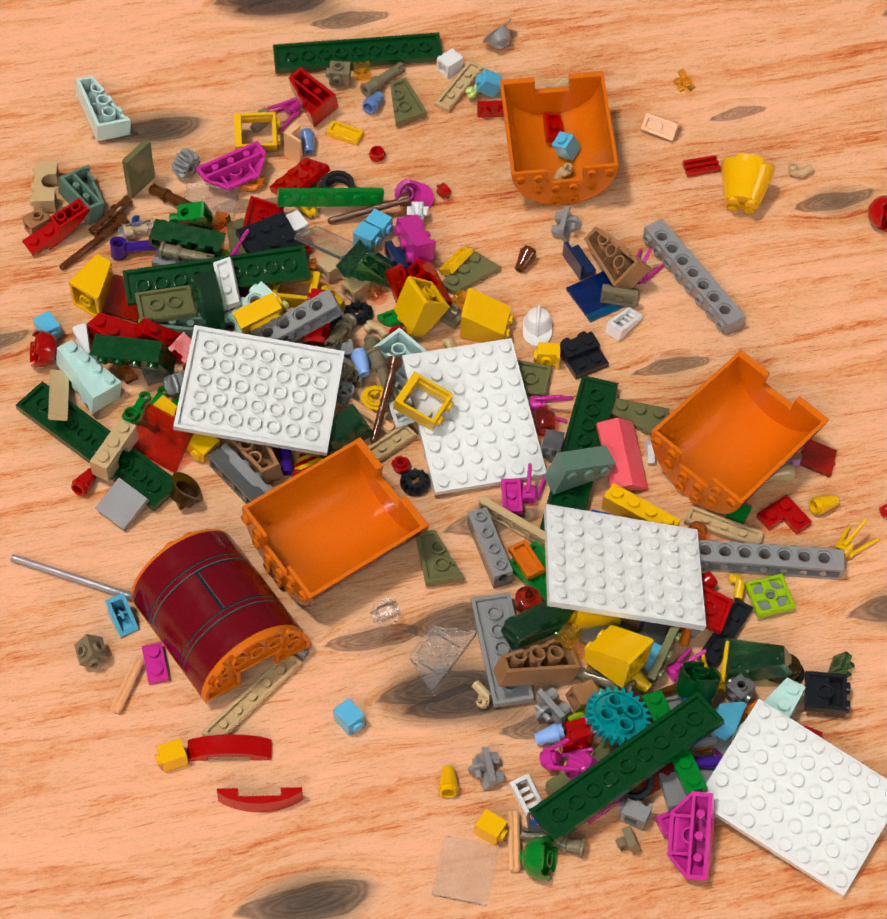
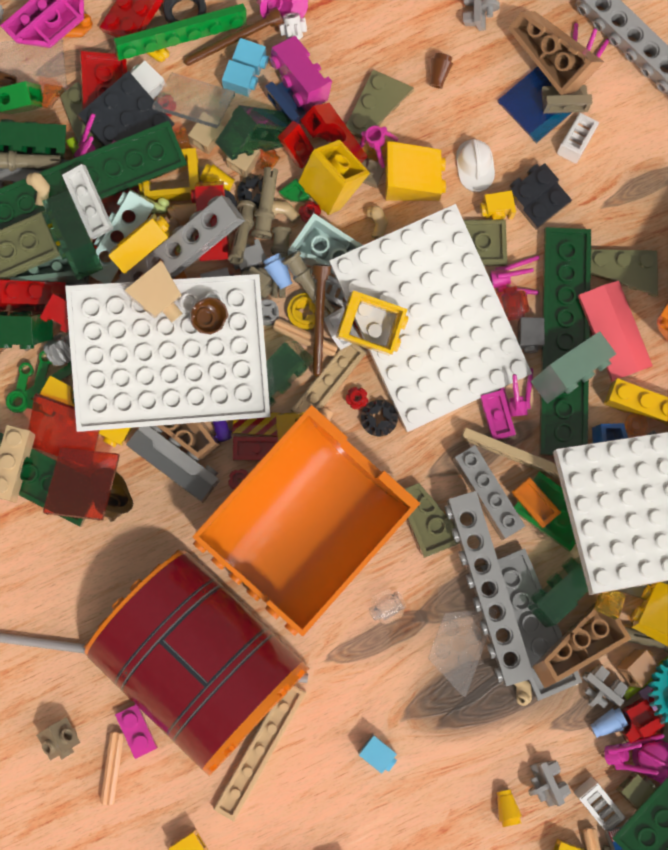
camera: 15 degrees left, 25 degrees up
(121, 614) = (81, 682): medium azure slope -> none
(122, 504) = (39, 532): light grey tile -> none
(164, 473) = (81, 484): none -> clear red piece
(194, 266) = (40, 185): none -> tan arm
(229, 746) = (250, 822): red slope -> none
(261, 341) = (156, 293): none -> tan torso
(297, 365) = (208, 315): none -> reddish brown hair
(361, 325) = (264, 214): none -> dark tan pin
(455, 260) = (357, 91): yellow tile -> none
(460, 285) = (376, 138): none -> dark pink plant
(474, 674) = (521, 668): none -> light grey brick
(526, 598) = (555, 553): clear red head -> none
(578, 261) = (505, 58): dark blue panel -> none
(650, 456) = (645, 314): white tile -> none

